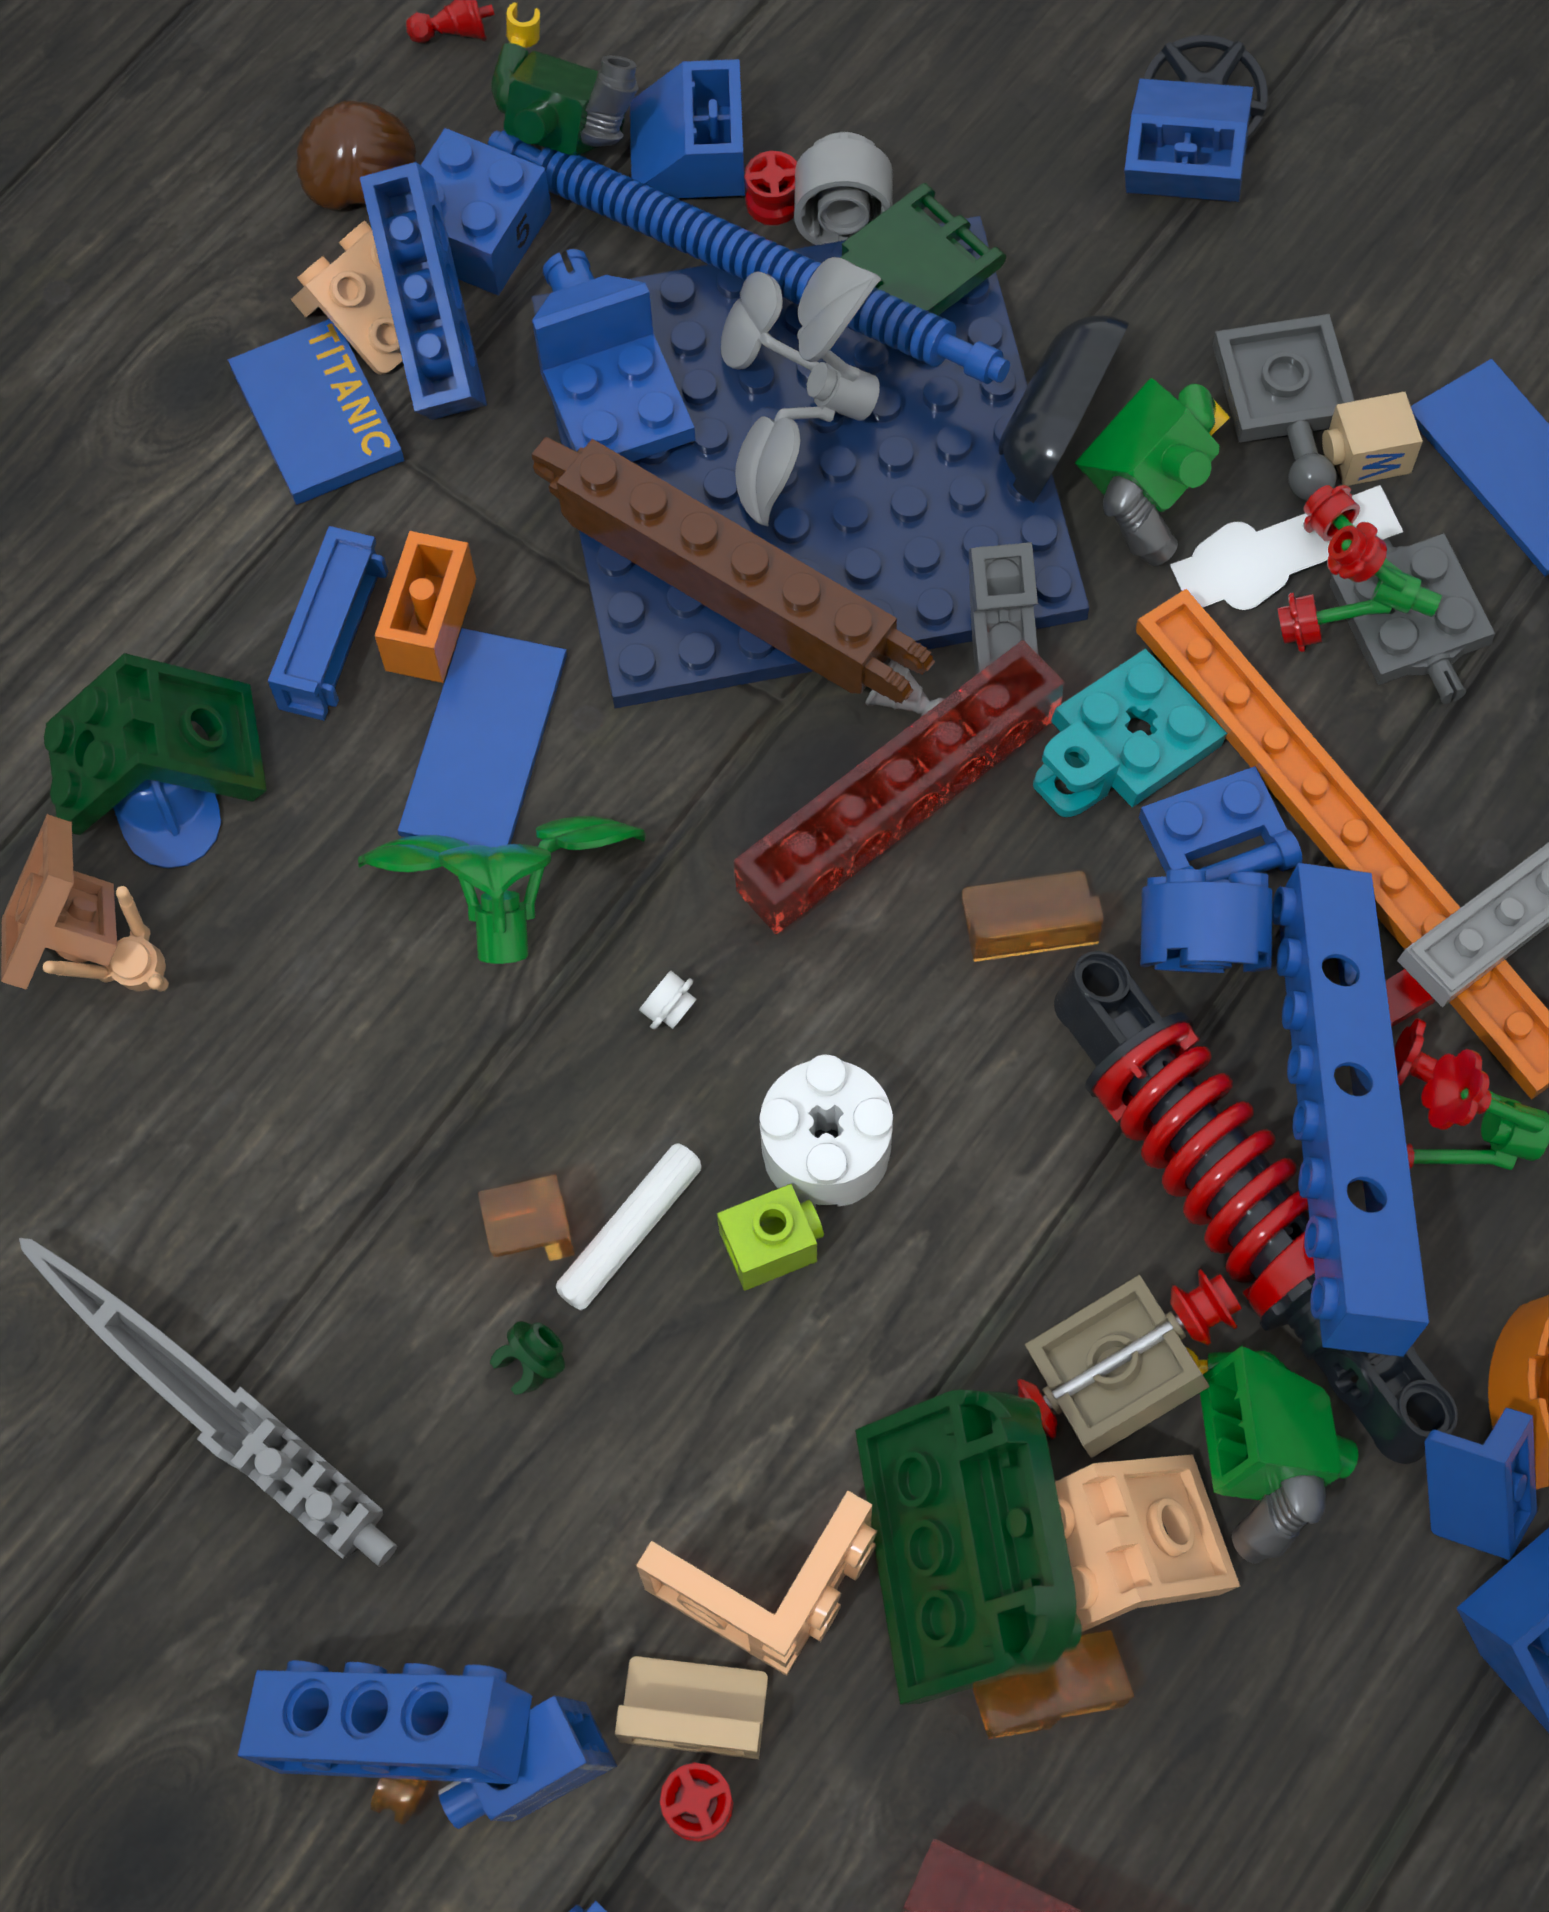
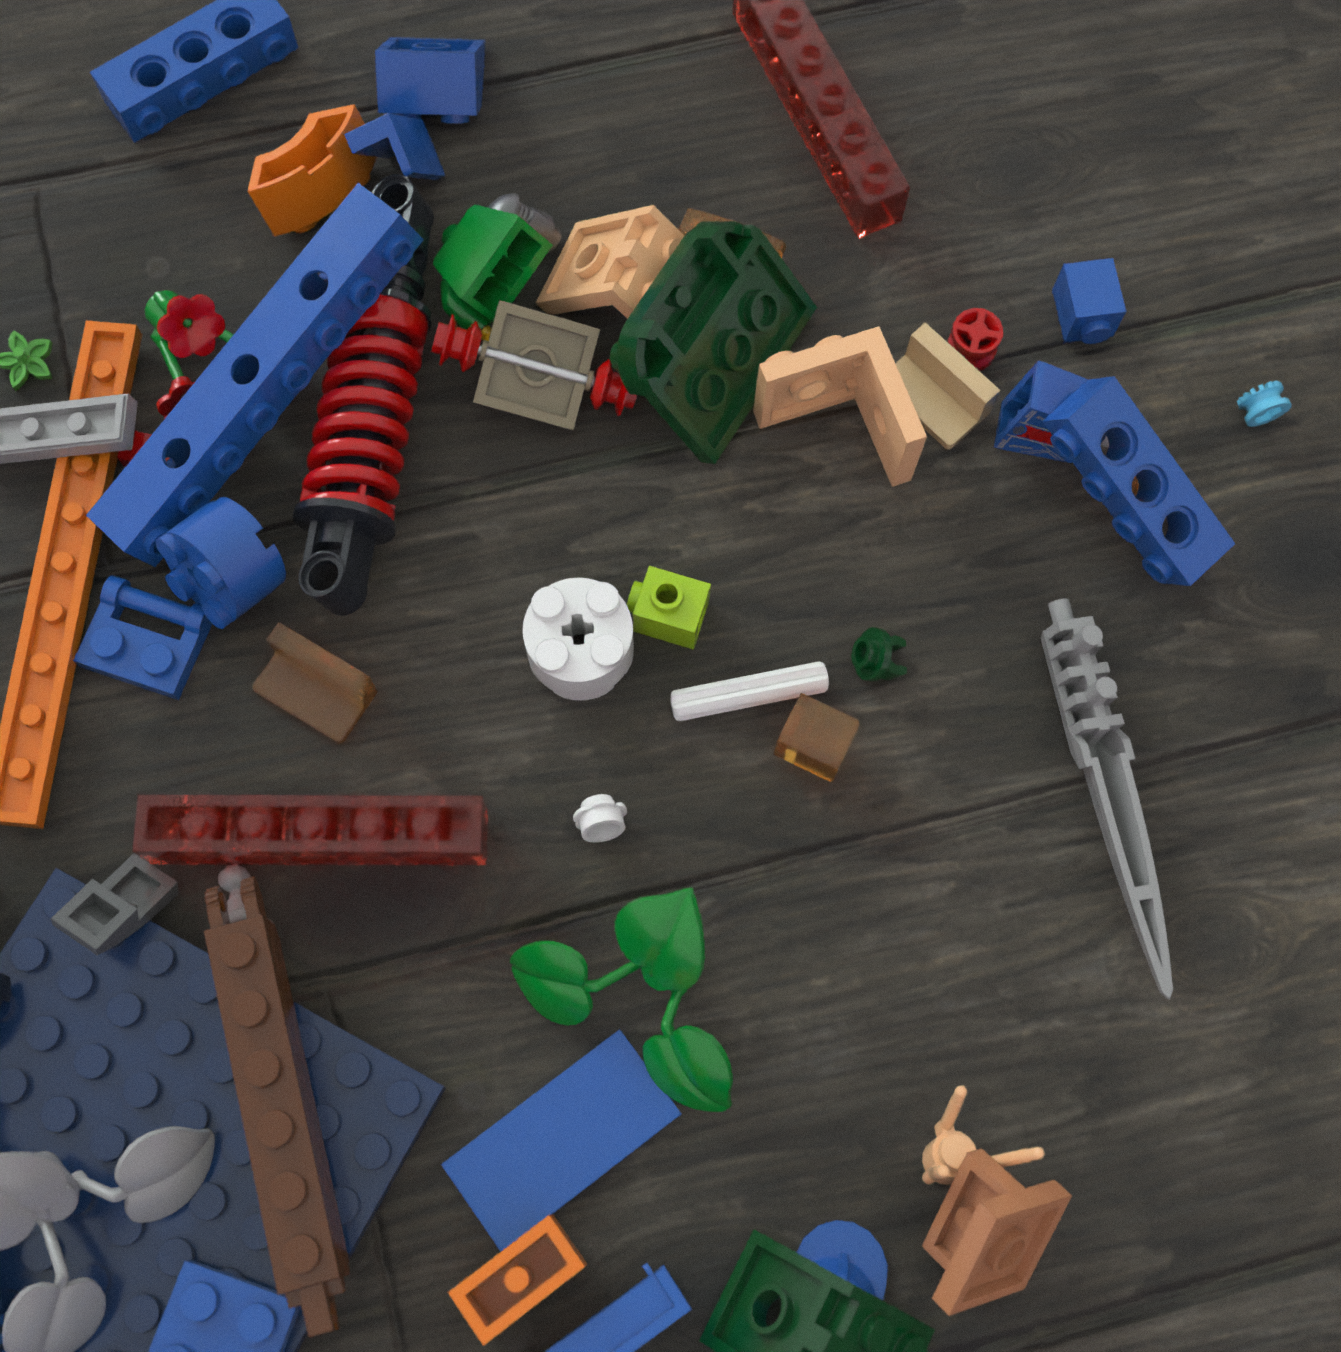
camera: 145 degrees left, 5 degrees up
(1101, 752) = (157, 752): teal plate -> none

